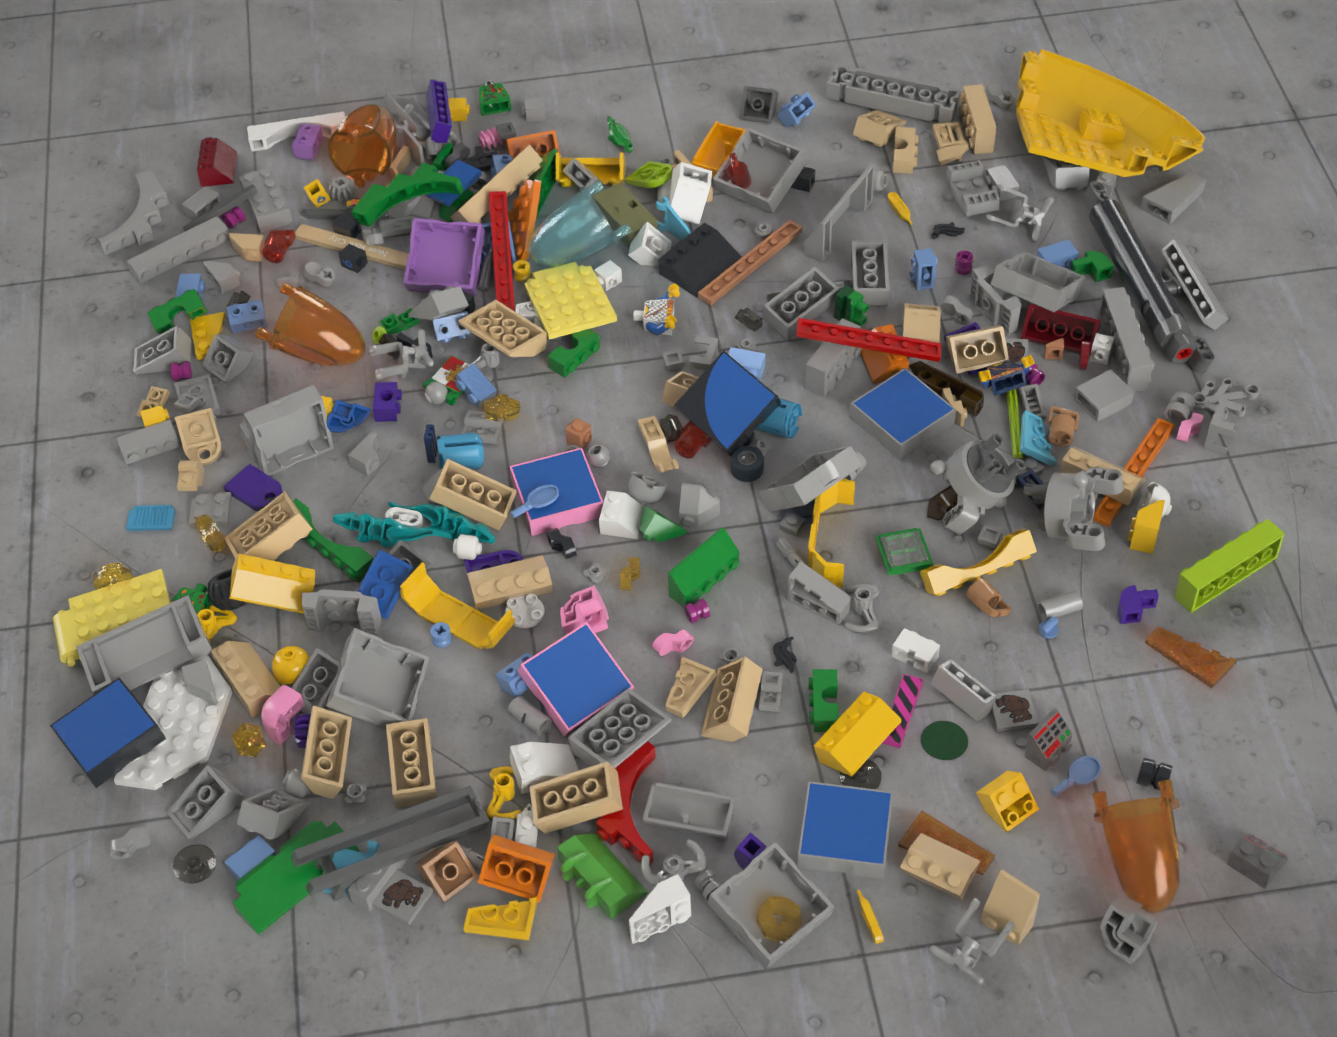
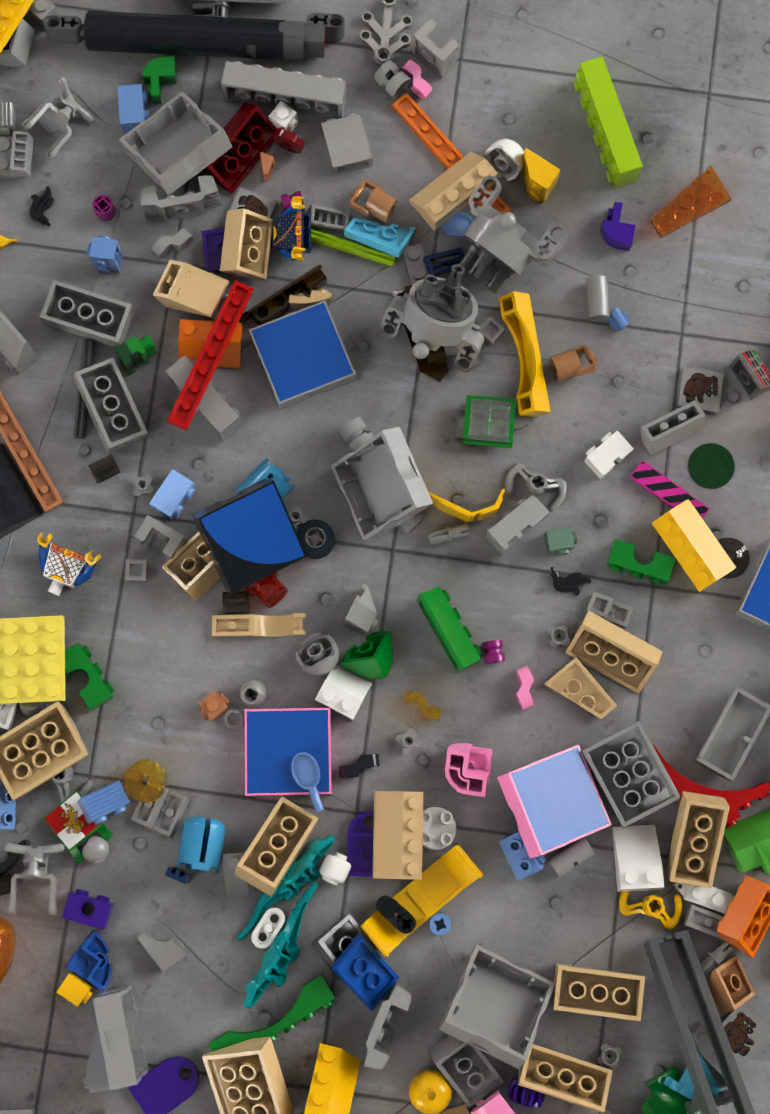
camera: 80 degrees left, 30 degrees up
(440, 597) = (403, 921): none -> black piece
(819, 633) = (560, 540): none -> sand green brick

